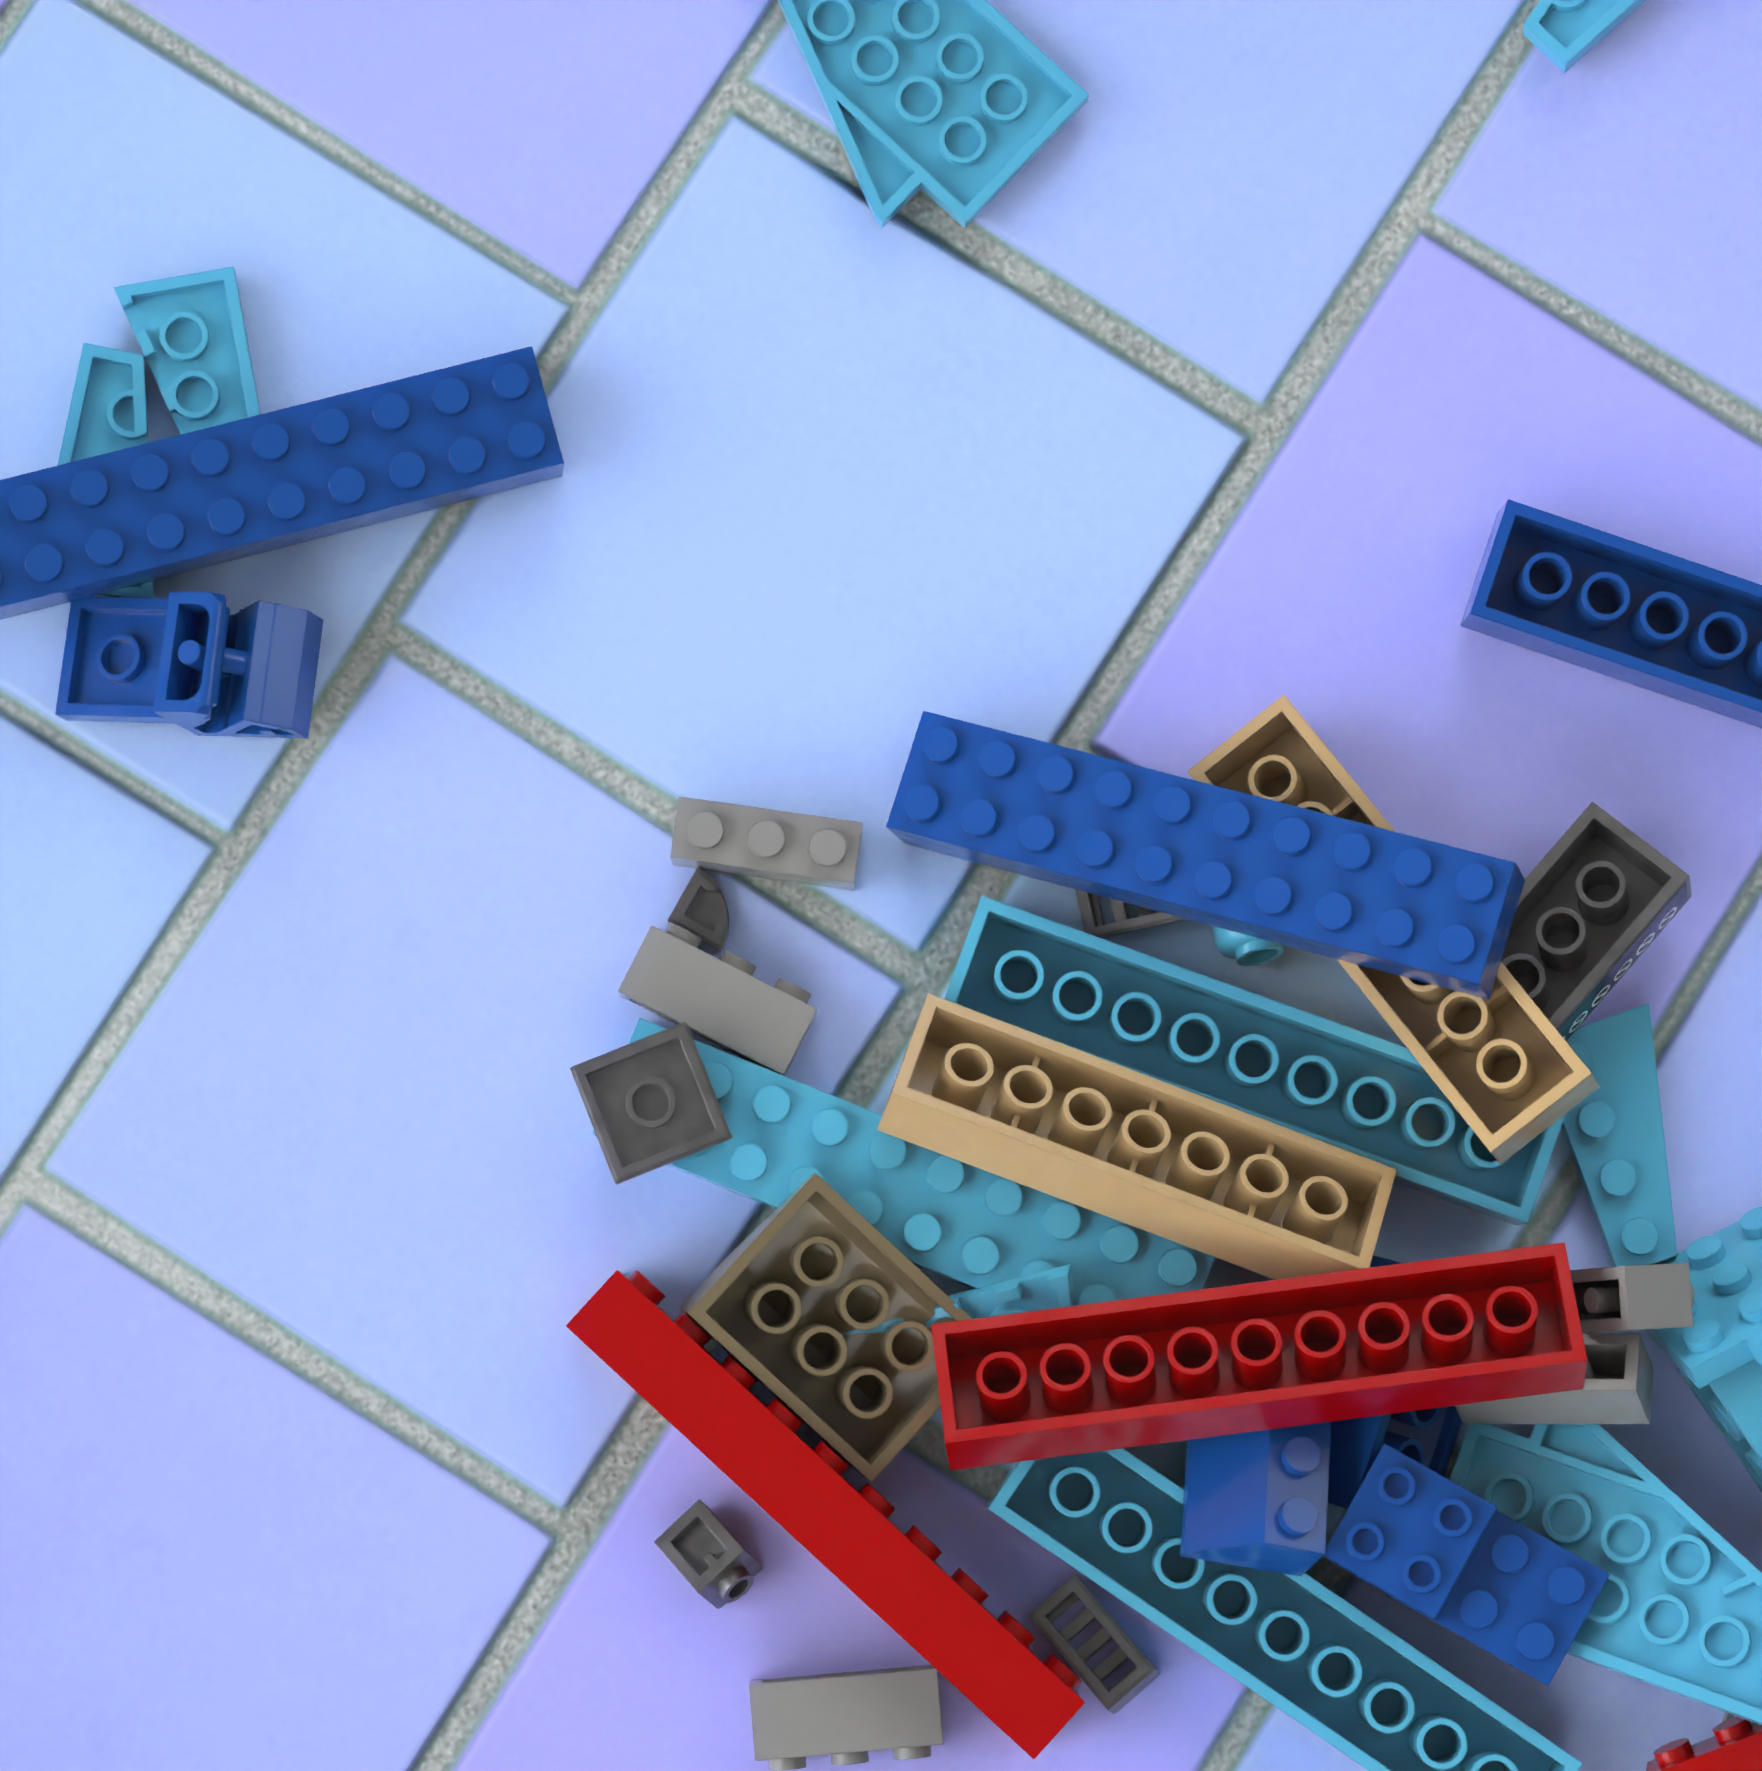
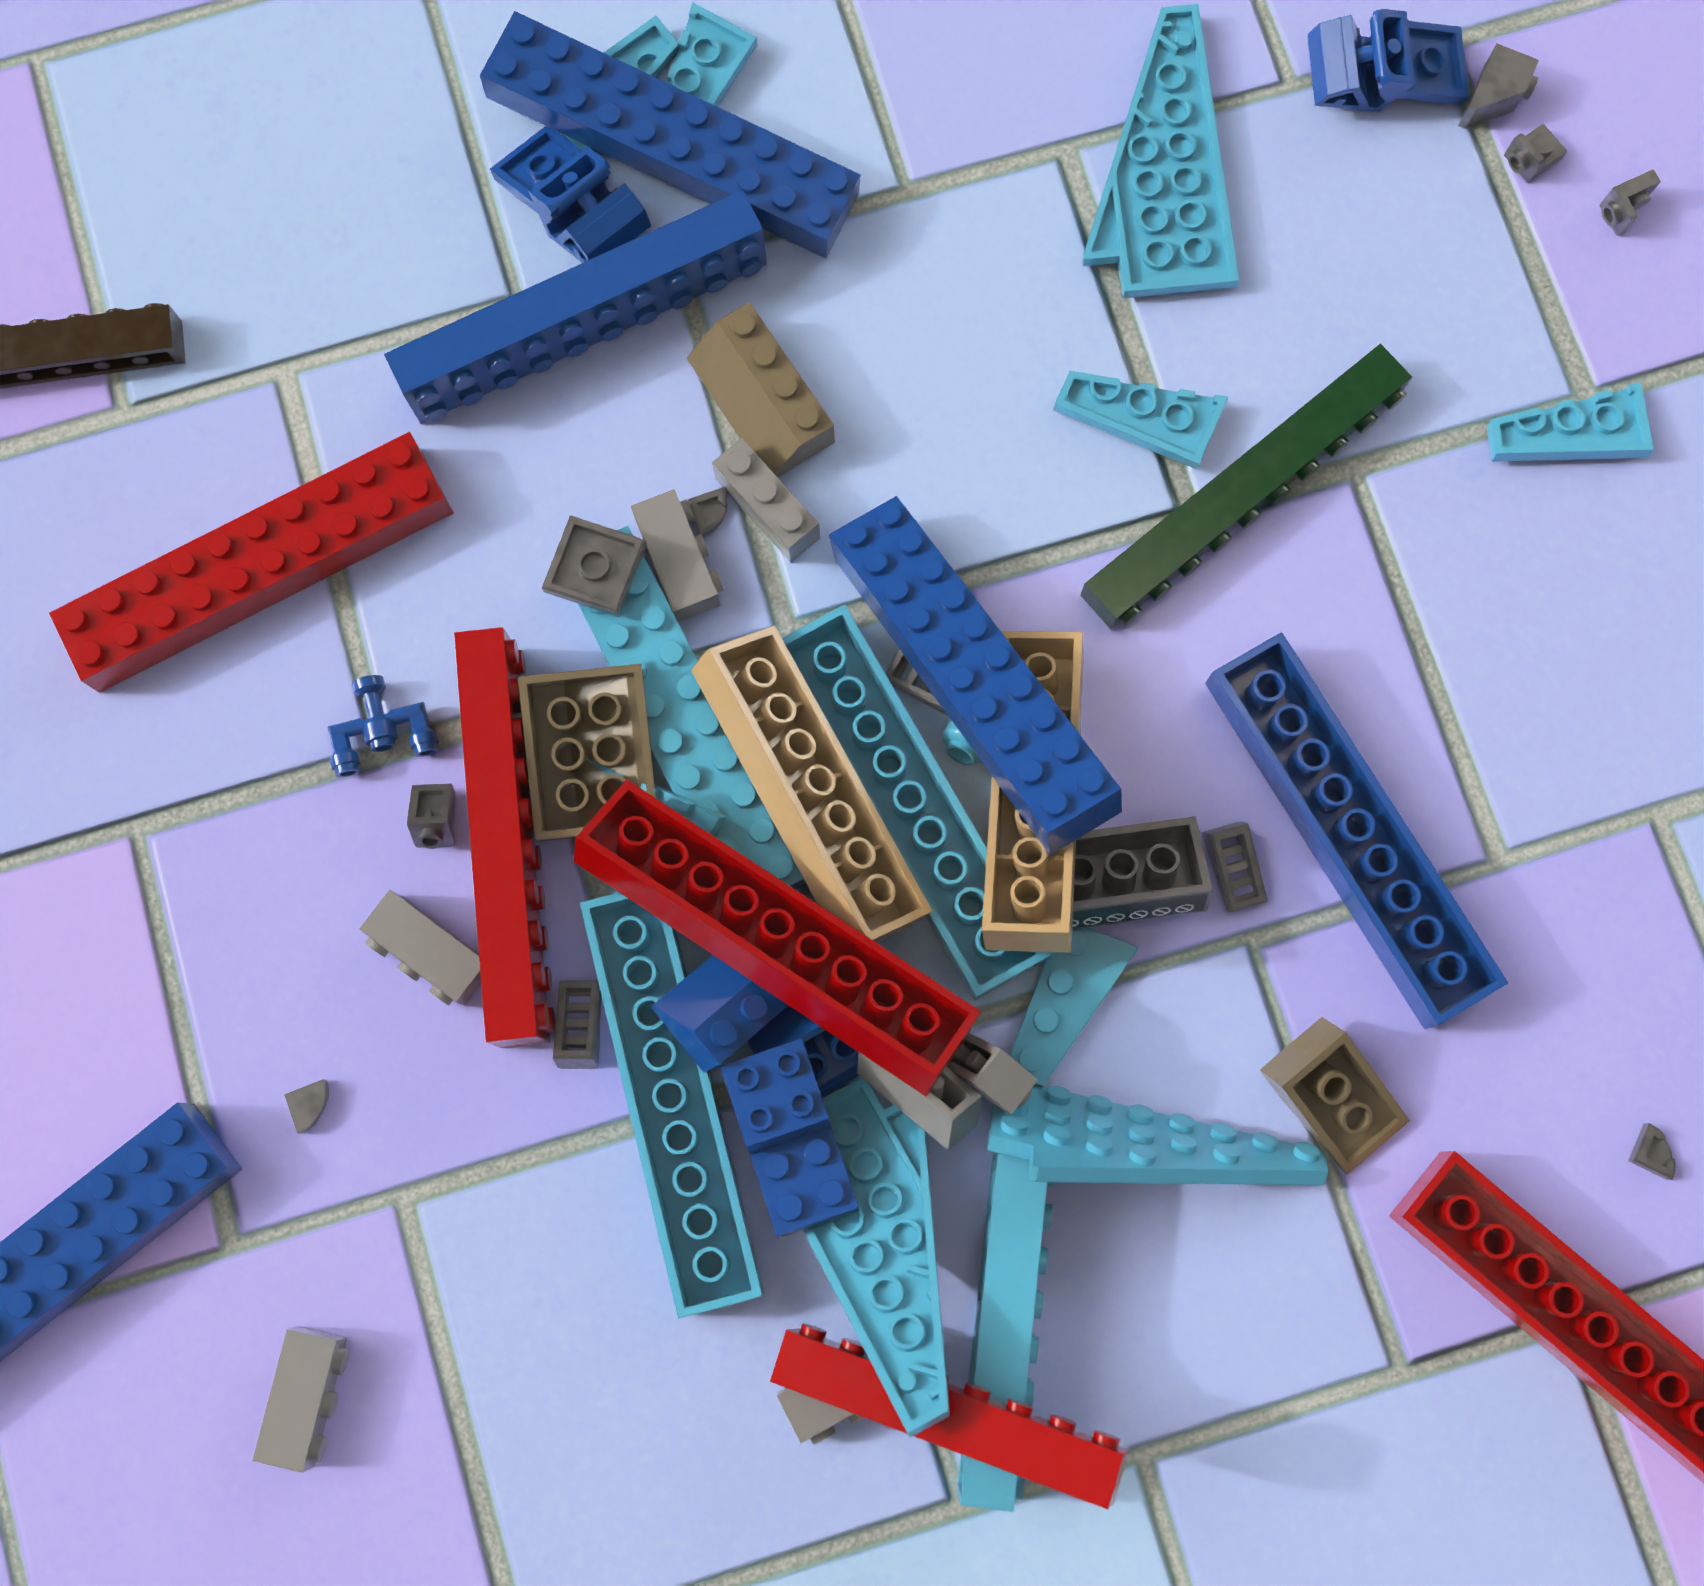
camera: 50 degrees right, 5 degrees down
(218, 1448) = (250, 563): none -> red brick
(337, 800) = (579, 308): none -> blue brick
(553, 1510) = (379, 728): none -> blue piece
(639, 715) = (761, 391): none -> dark tan slope
(1134, 349) = (1154, 418): none -> medium azure wing
(1311, 347) = (1245, 487): none -> dark green brick
(1632, 784) = (1222, 870): none -> flat silver slope

